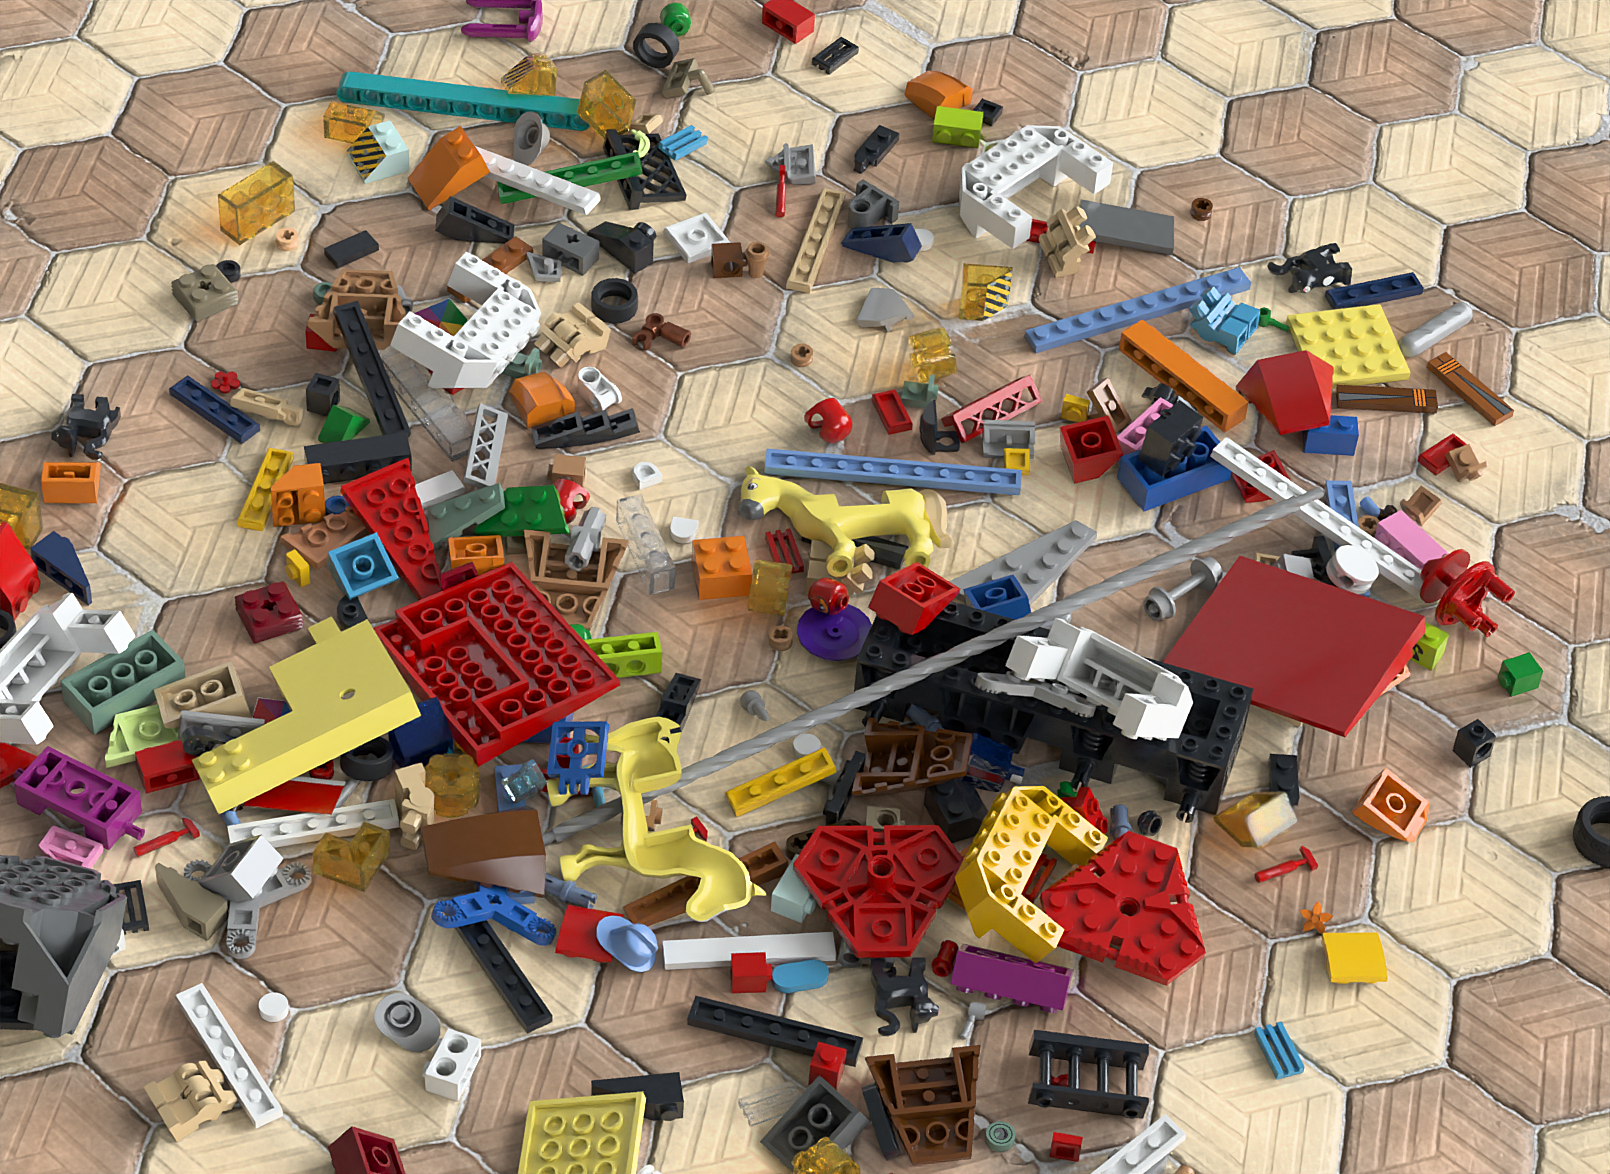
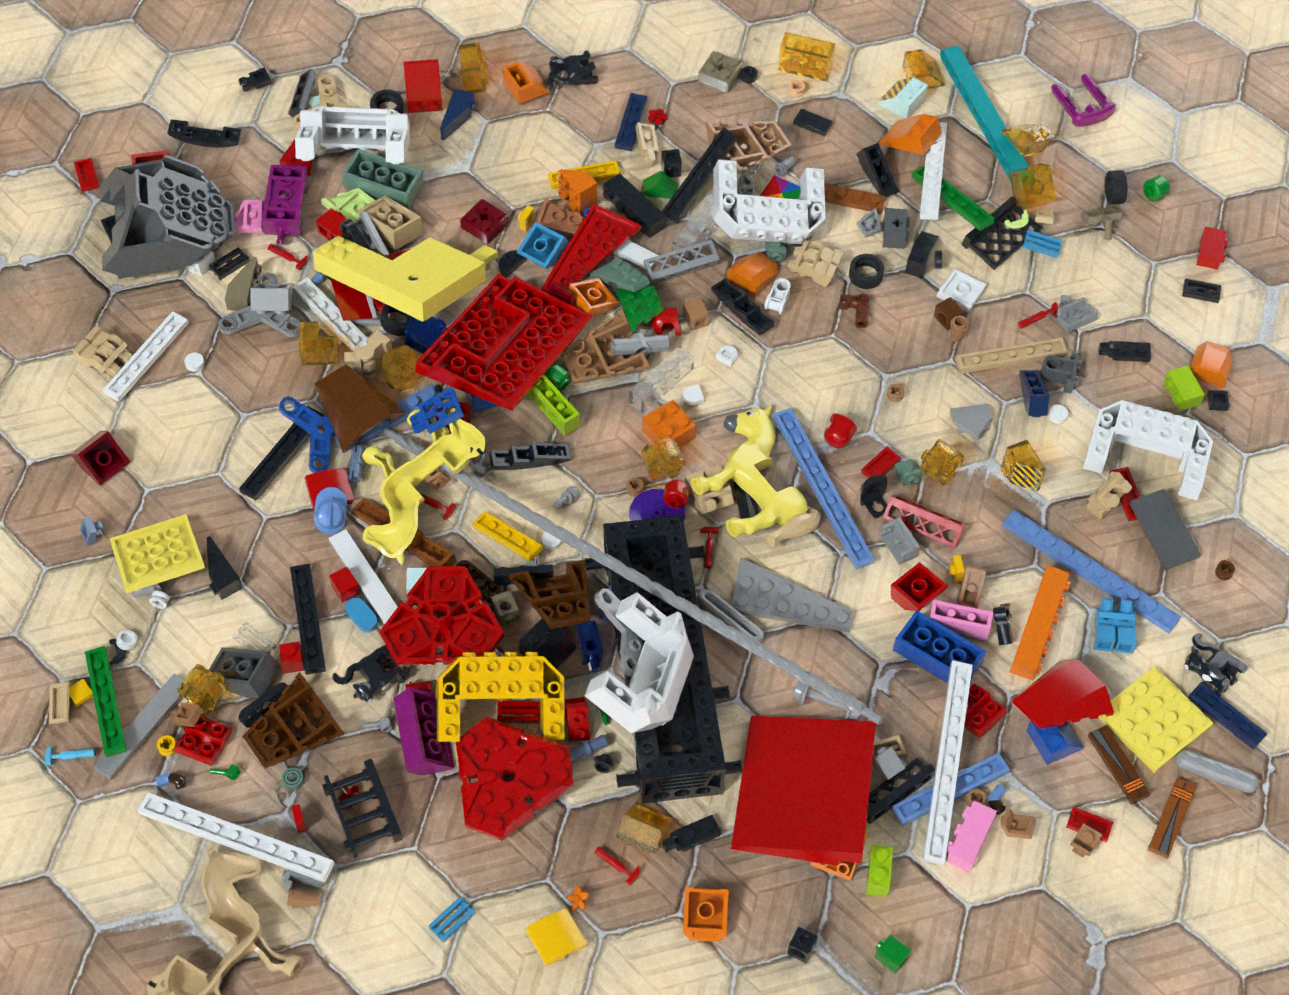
camera: 65 degrees right, 10 degrees up
(407, 1022) = (211, 426): light grey piece -> none
(455, 1065) = (193, 468): white brick -> none
(525, 783) = (414, 398): clear light blue slope -> none
(530, 138) = (978, 165): light grey piece -> none
(780, 537) = (720, 448): red tile -> none
(912, 597) = (668, 529): red slope -> none
(999, 597) = (723, 591): blue brick -> none
(1017, 459) = (884, 554): yellow tile -> none
(1171, 438) = (939, 628): black brick -> none
(1266, 320) = (1142, 656): green hand -> none
(1352, 569) = (909, 798): white head -> none
(1462, 590) = (934, 879): red piece -> none

